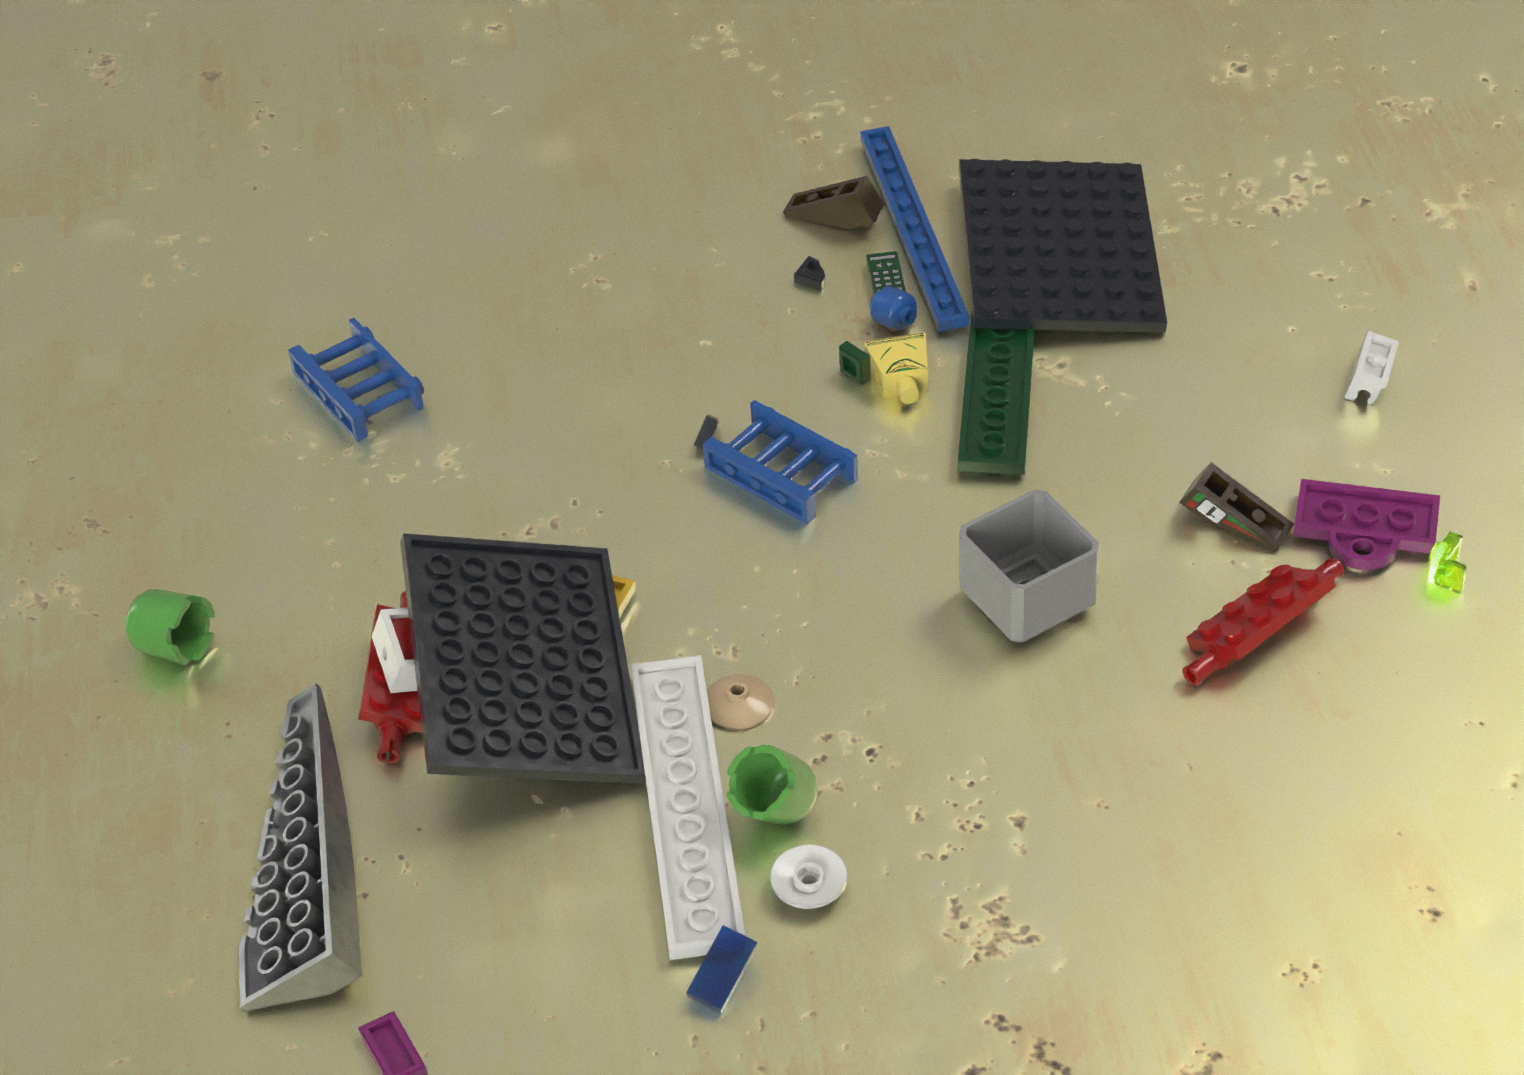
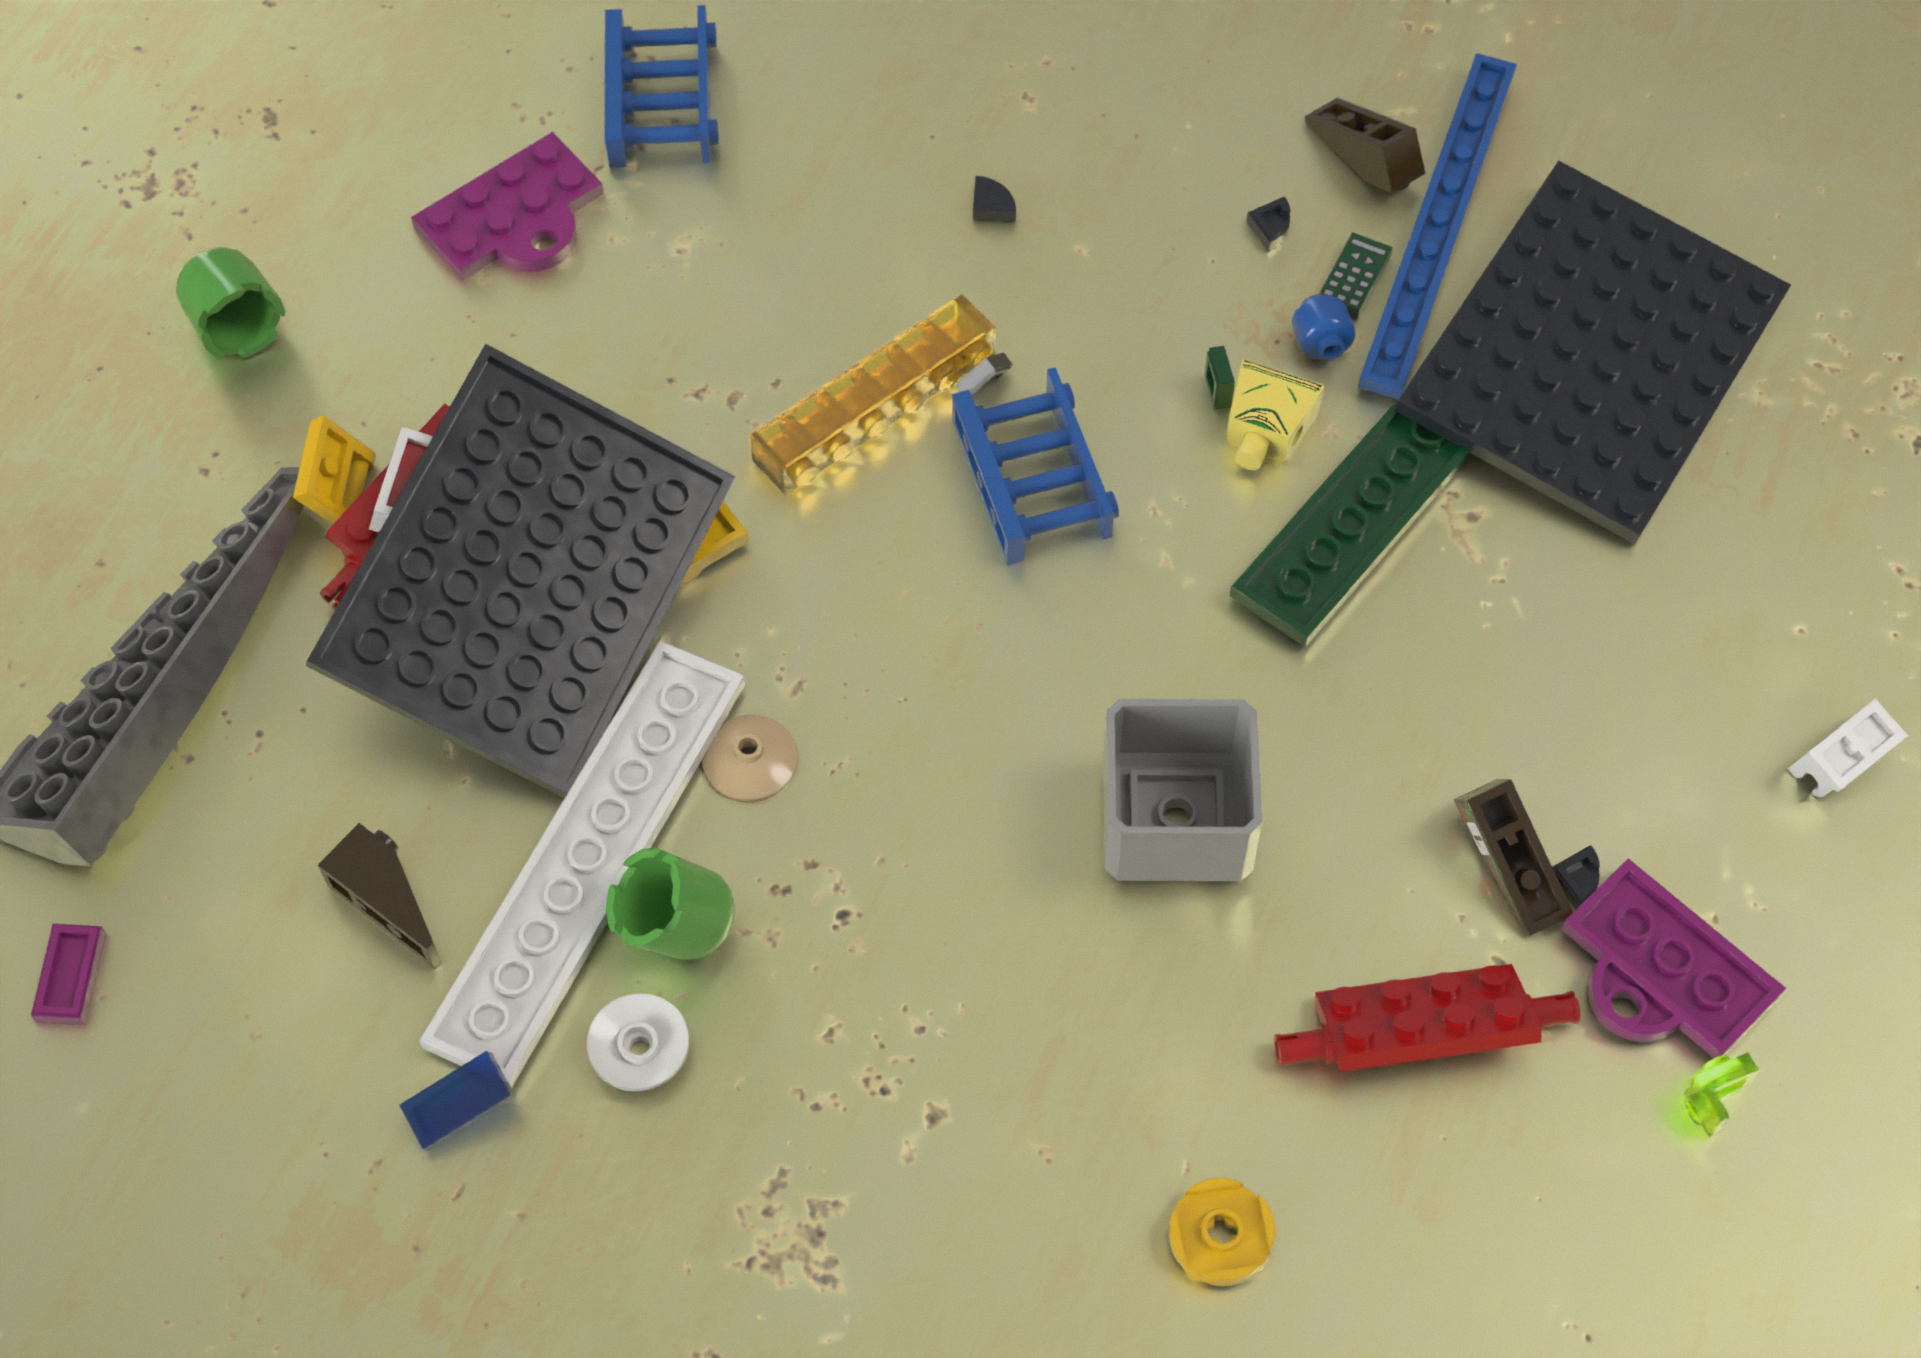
camera: 30 degrees right, 15 degrees up
(315, 493) = (512, 211): none -> magenta plate
(331, 680) = (332, 469): none -> yellow plate
(570, 888) = (373, 881): none -> dark brown slope
(628, 341) = (992, 200): none -> black tile
(648, 474) = (873, 395): none -> clear yellow brick
(1236, 798) = (1205, 1257): none -> yellow plate
(1279, 501) = (1579, 875): none -> black tile

